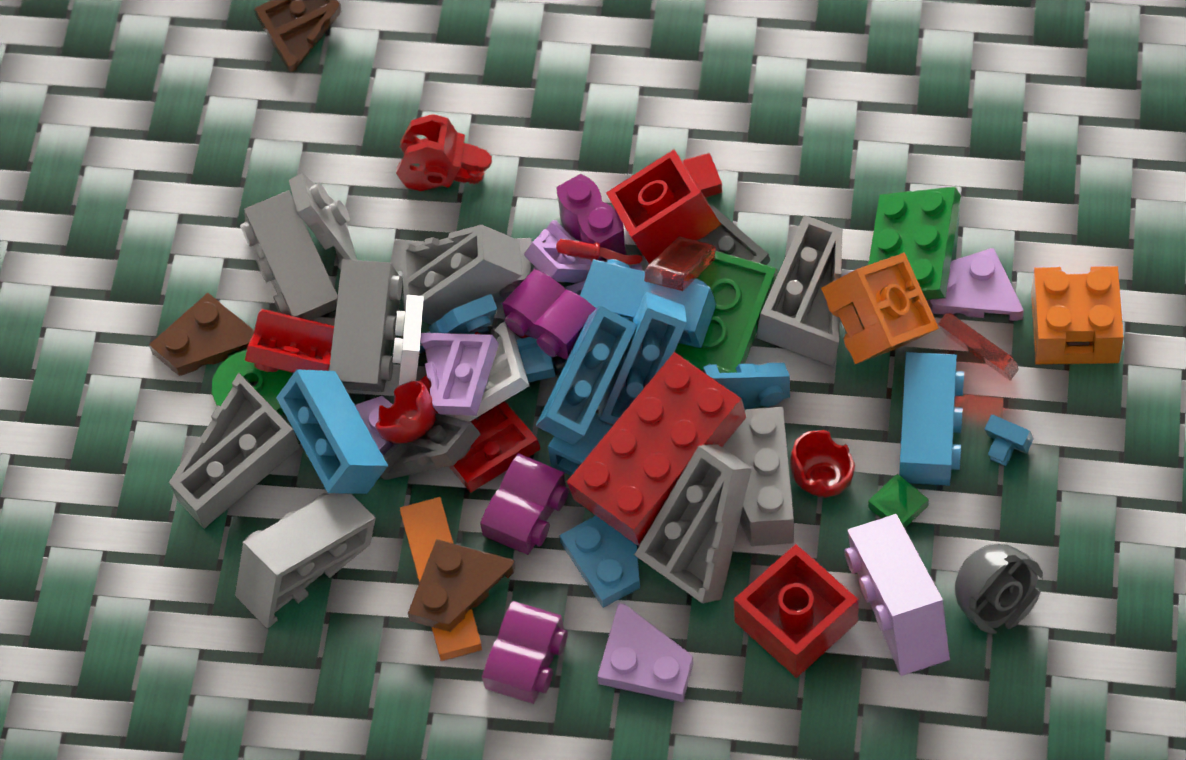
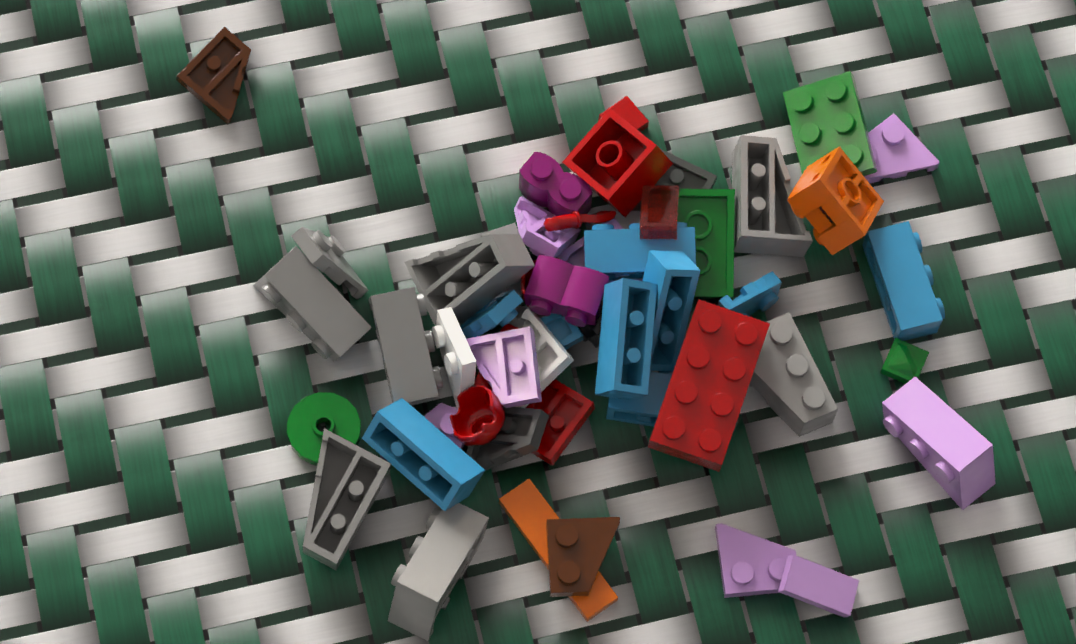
camera: 30 degrees left, 10 degrees up
(201, 337) = (259, 395): reddish brown wing -> none
(289, 343) = (349, 383): red bracket -> none
(440, 155) = (401, 168): red hinge -> none
(523, 504) = (604, 463): magenta brick -> none
(523, 652) = (658, 593): magenta brick -> none
(603, 559) = (686, 489): dark azure wing -> none
(699, 524) = (764, 439): light grey wedge -> none
(701, 698) = (818, 586): none -> lavender tile
(796, 610) = (867, 485): red brick -> none
(821, 464) = (835, 350): red hair -> none
(978, 346) = (918, 205): clear red tile -> none
(997, 586) = (1014, 411): dark grey cylinder -> none
(1006, 438) = (971, 279): dark azure tile -> none
(1077, 316) = (986, 155): orange piece -> none

